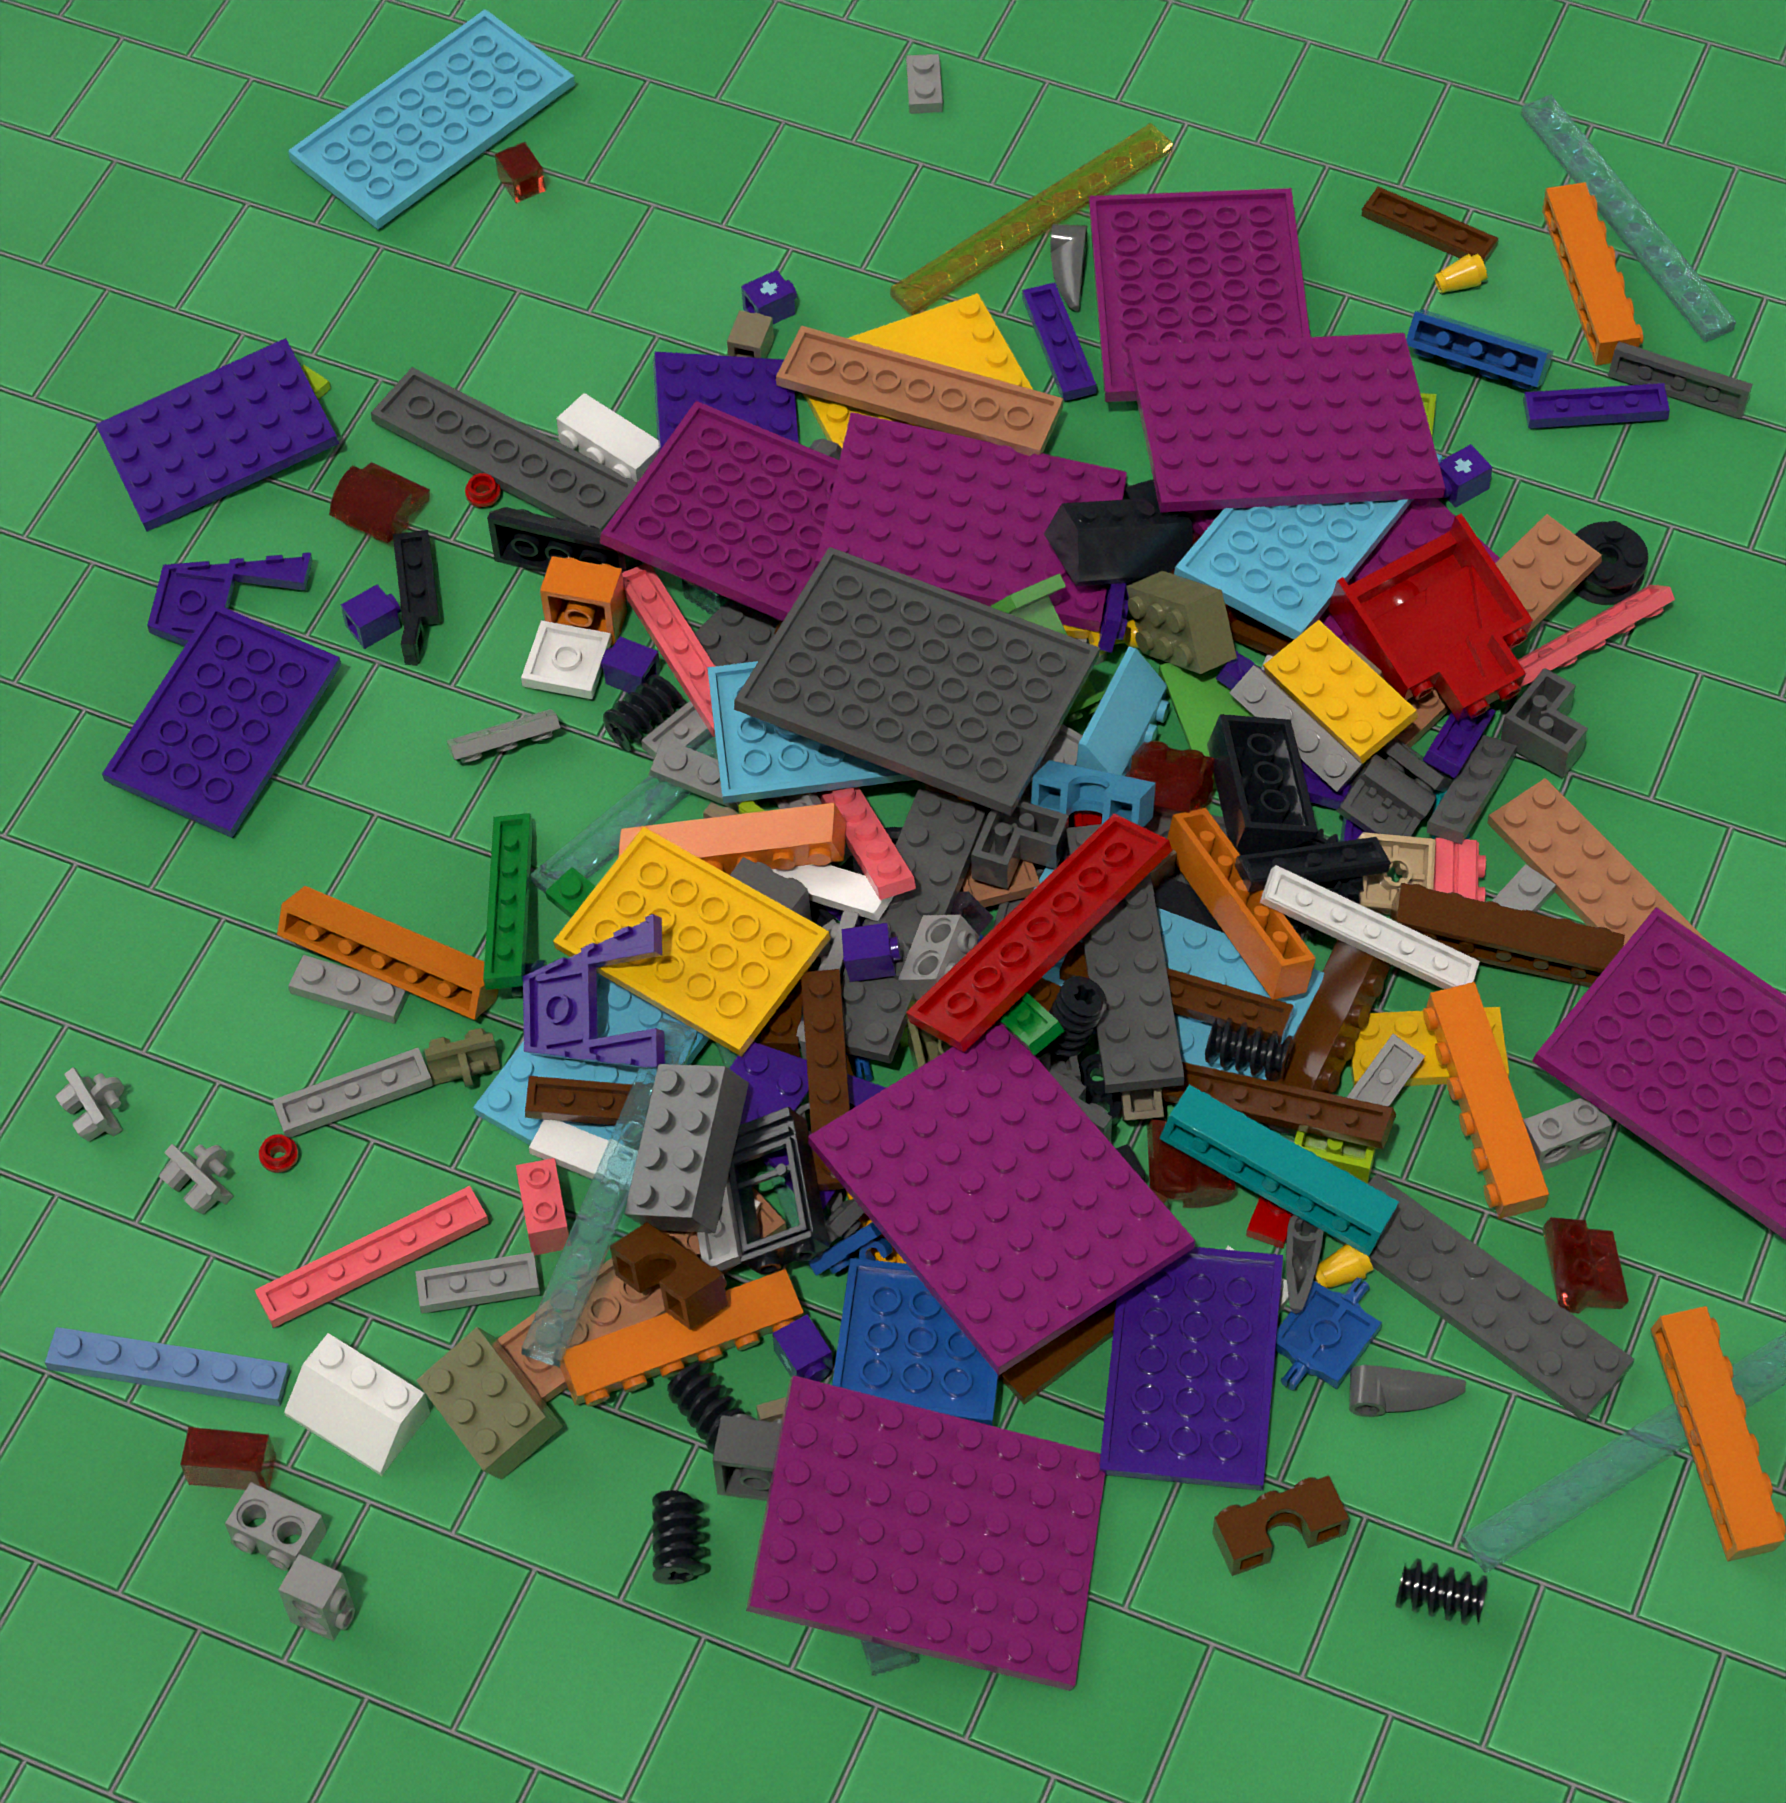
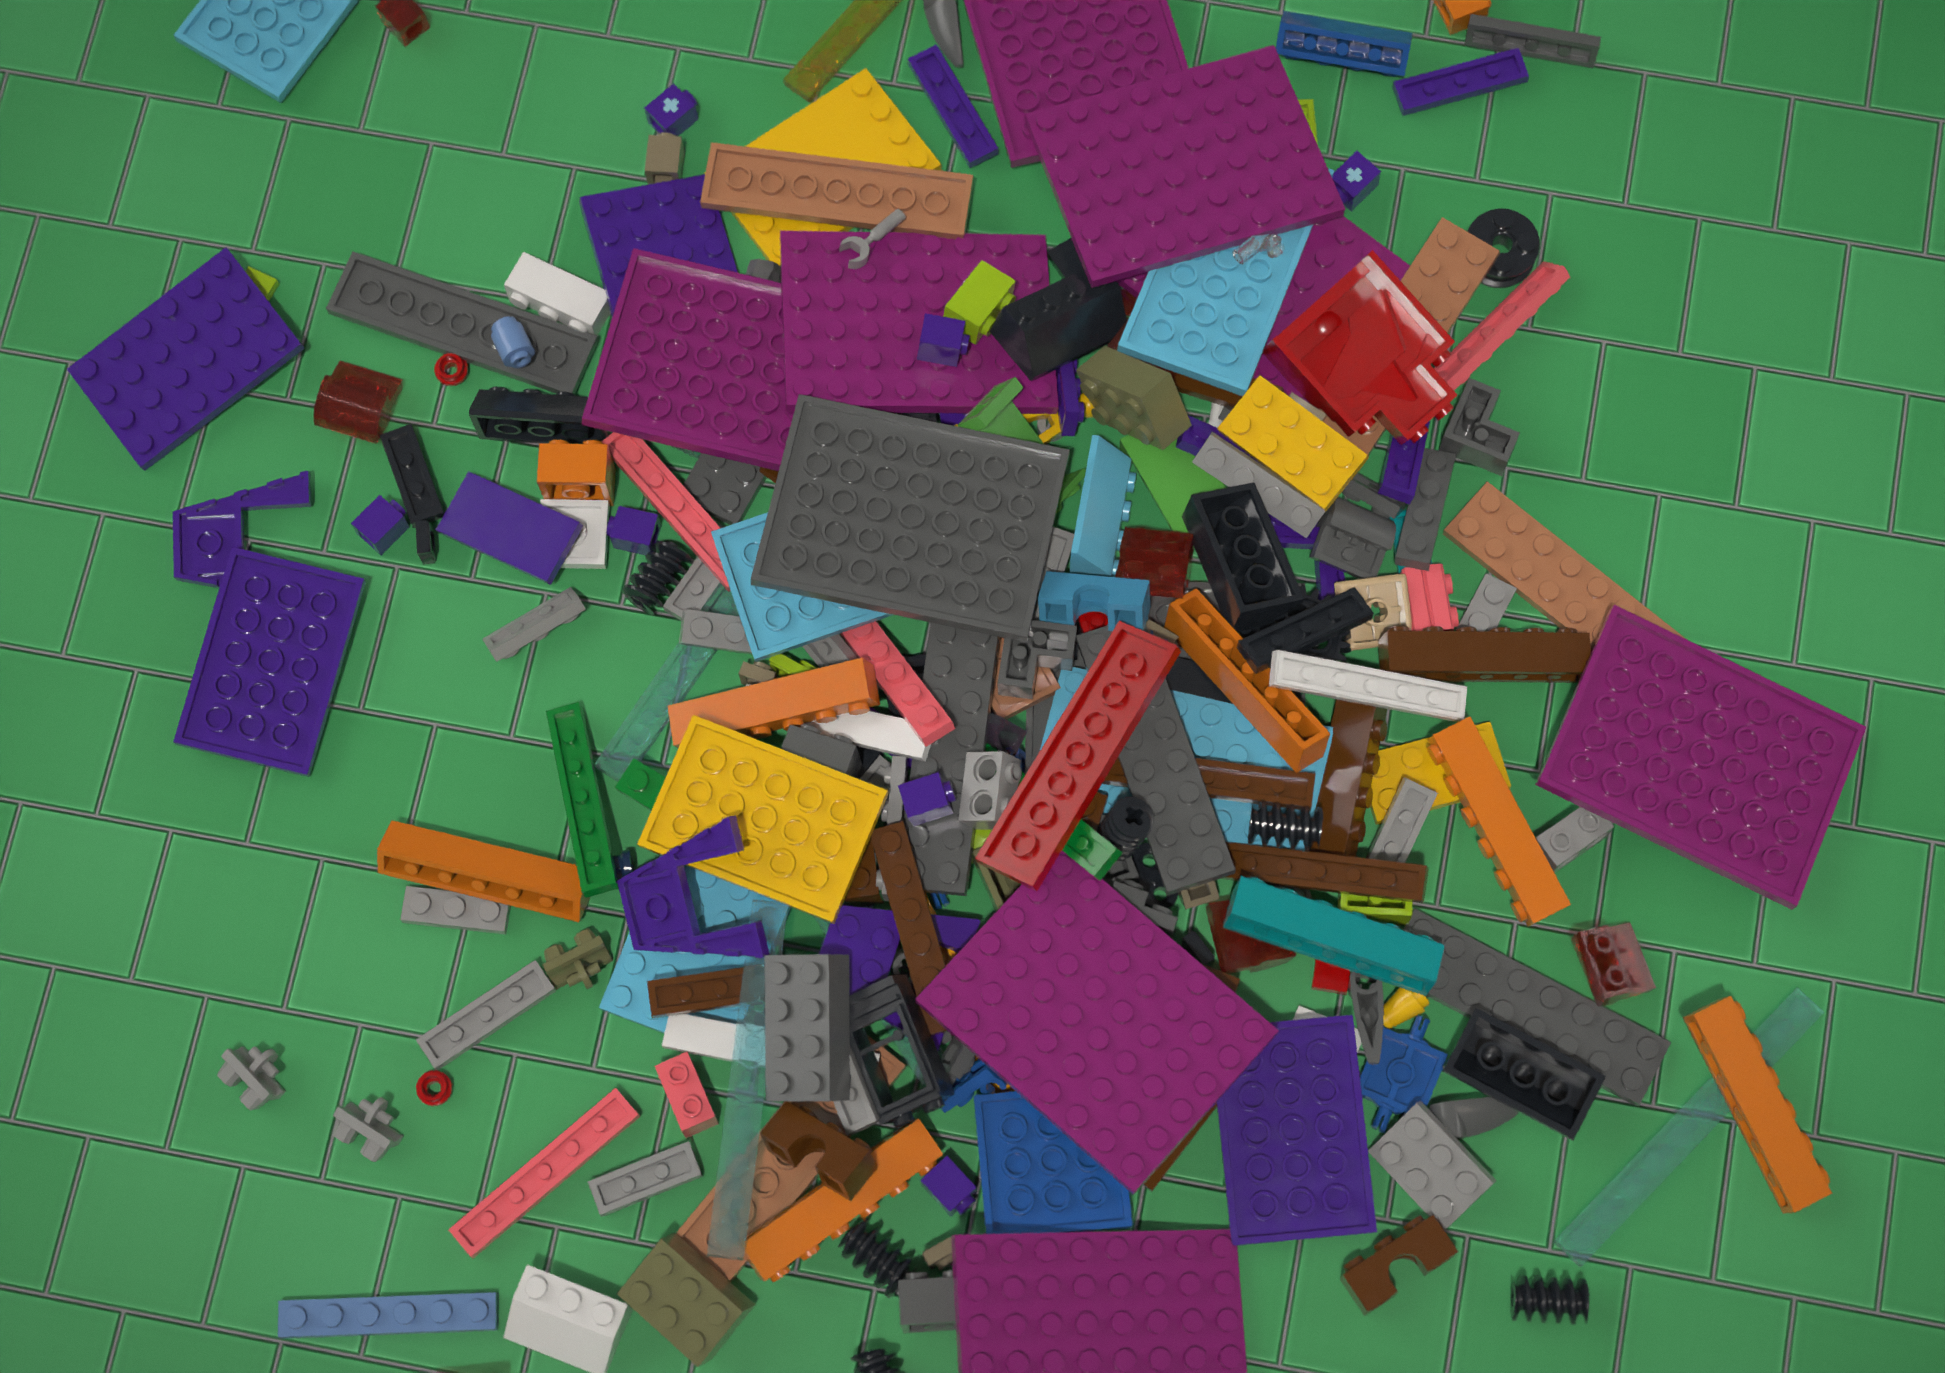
camera: 10 degrees left, 15 degrees up
(502, 640) = (509, 528): none -> dark purple tile
(550, 470) = (512, 342): none -> medium blue brick
(930, 437) = (877, 233): none -> light grey piece
(992, 531) = (942, 340): none -> dark purple brick
(1033, 505) = (981, 300): none -> lime brick
(1339, 1429) = (1432, 1165): none -> light grey plate
(1343, 502) = (1258, 243): none -> clear arm
(1463, 1351) = (1524, 1074): none -> black slope

